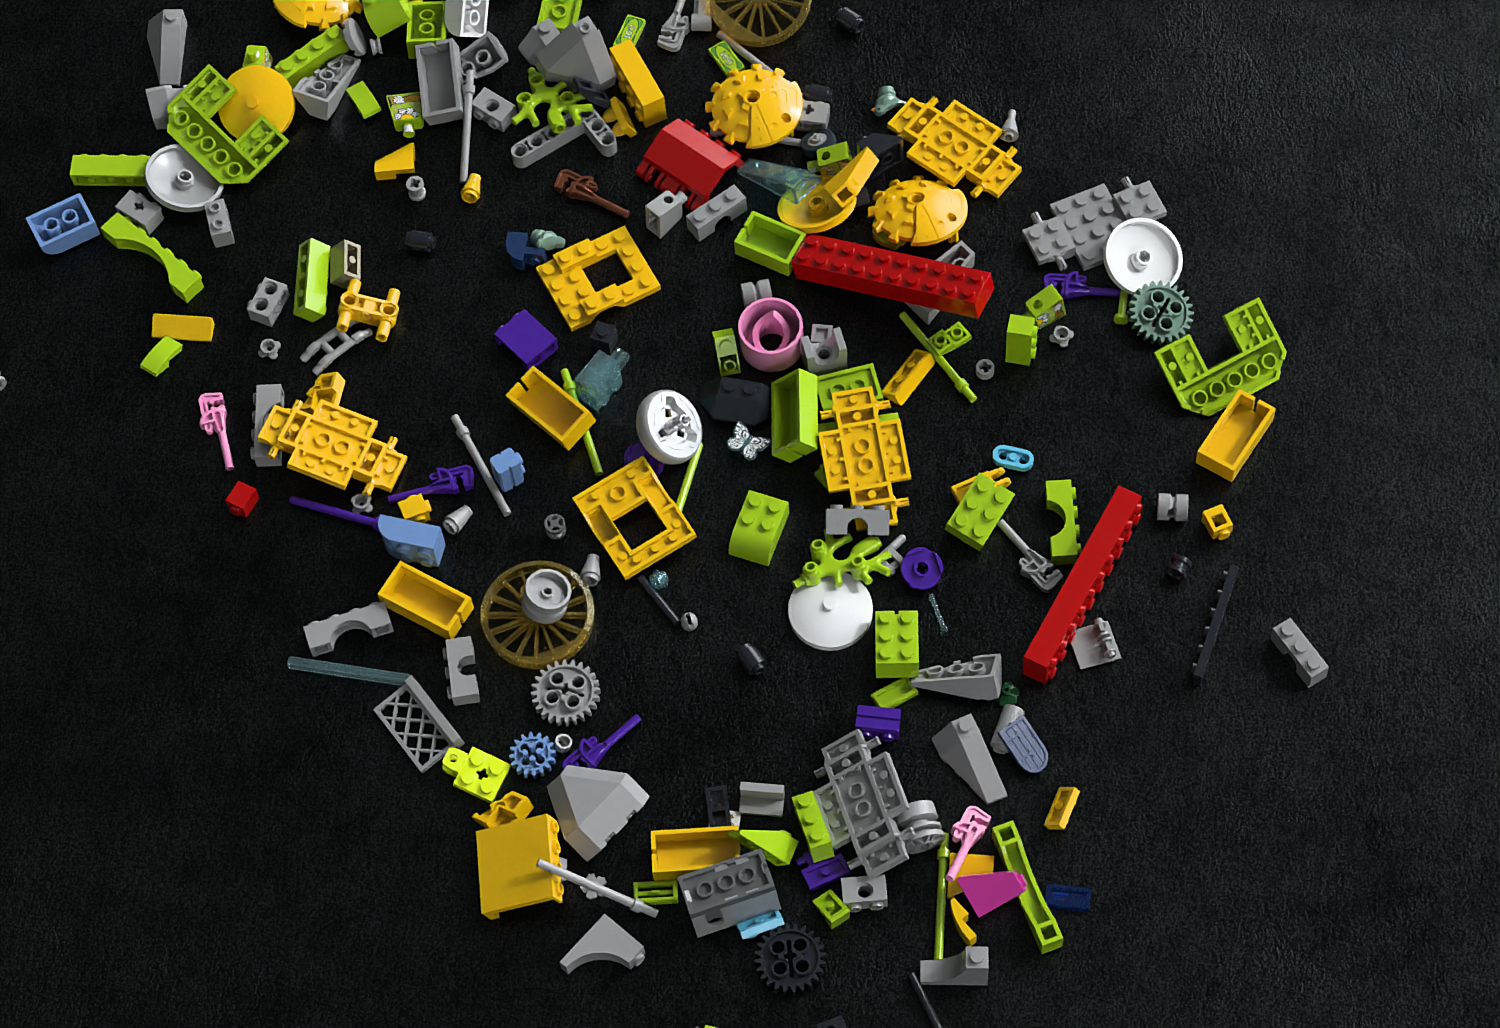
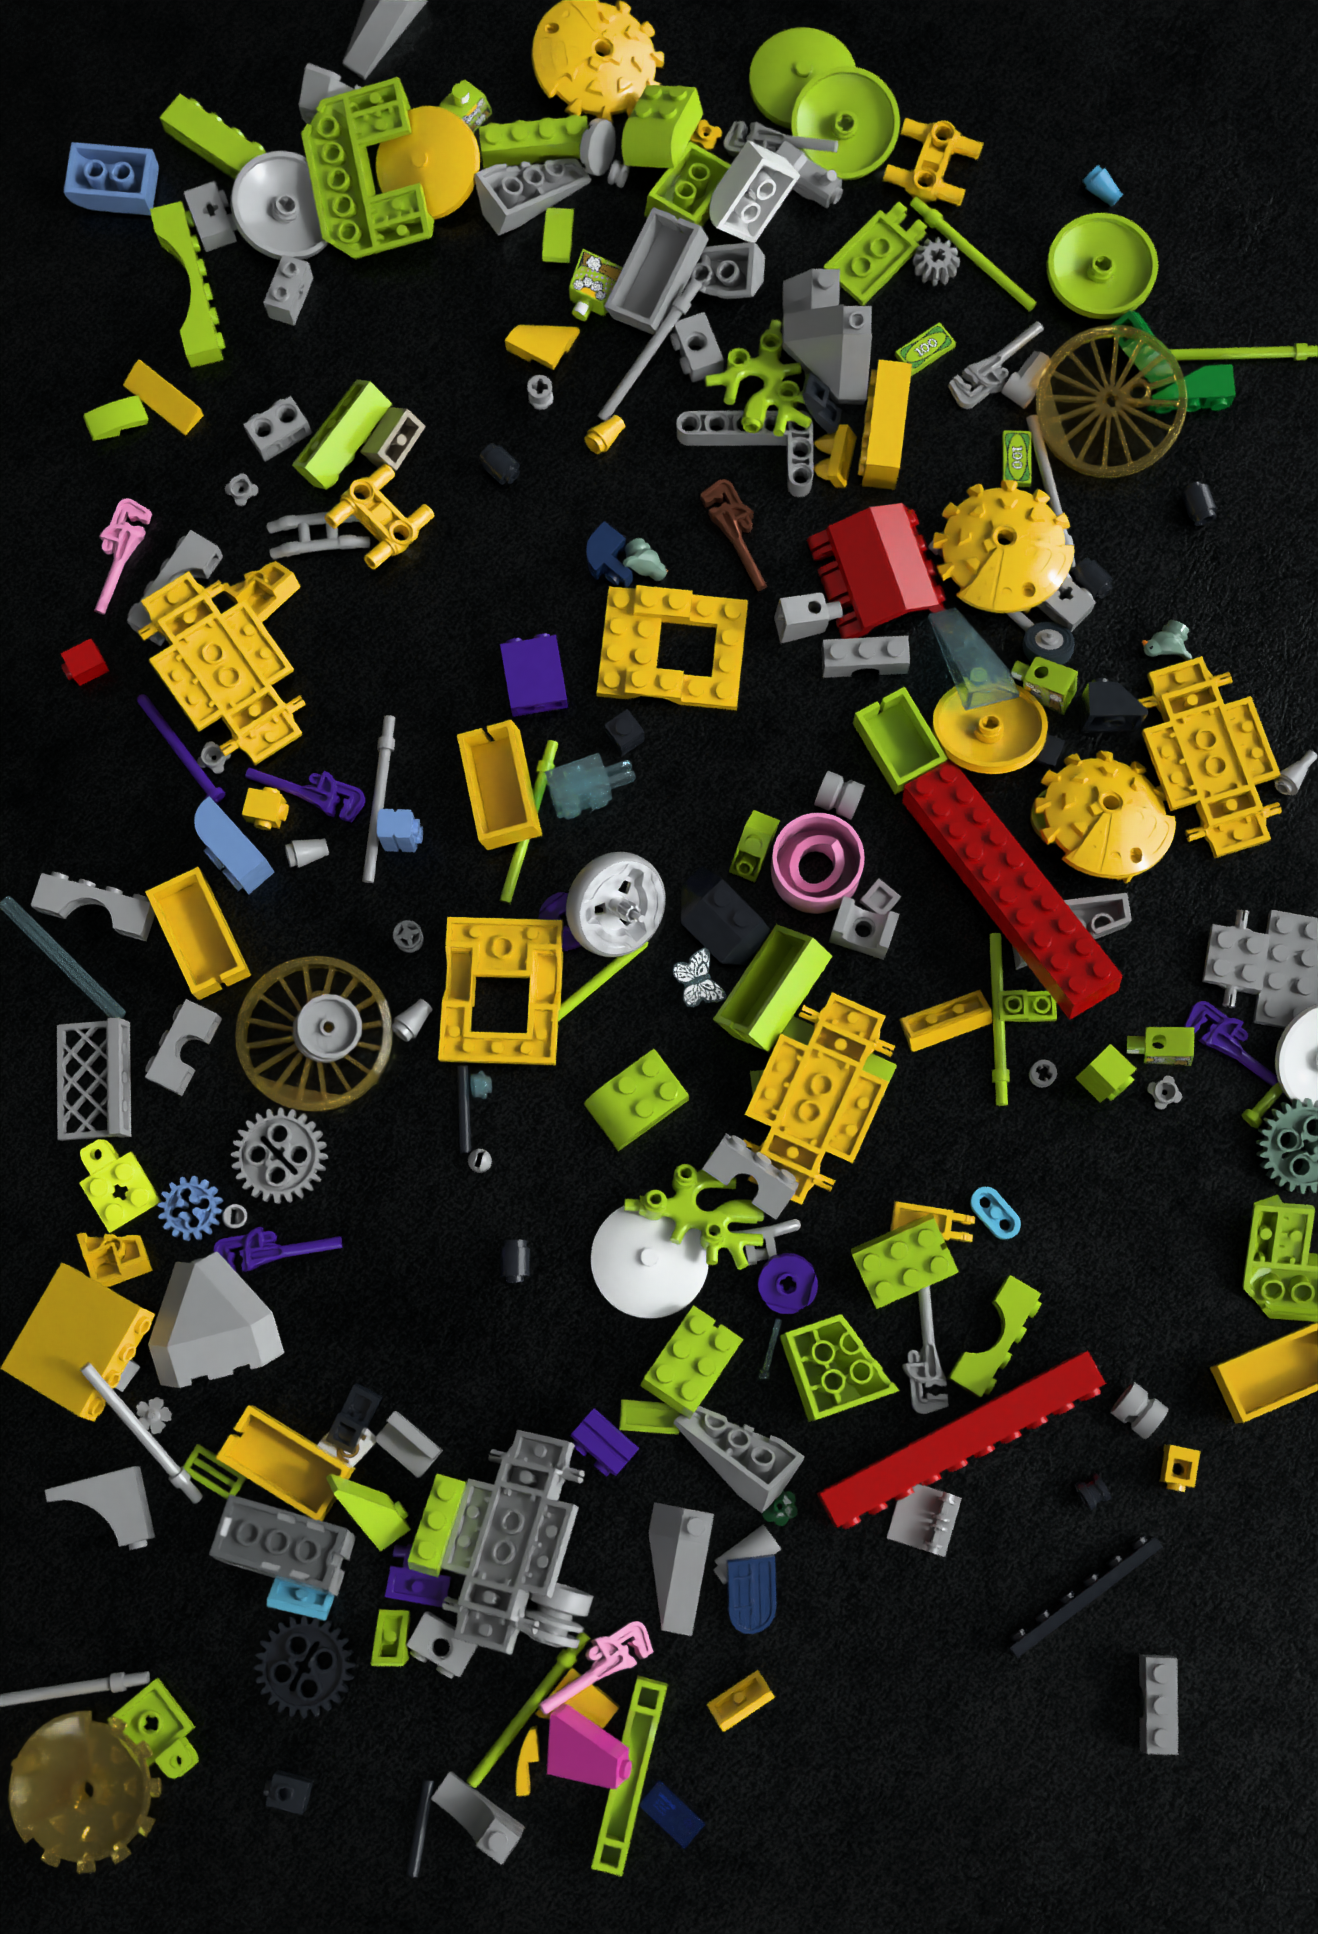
camera: 30 degrees right, 15 degrees up
(846, 380) = (866, 985): lime plate -> none
(851, 178) = (1045, 727): yellow slope -> none
(981, 596) = (833, 1368): none -> lime wedge

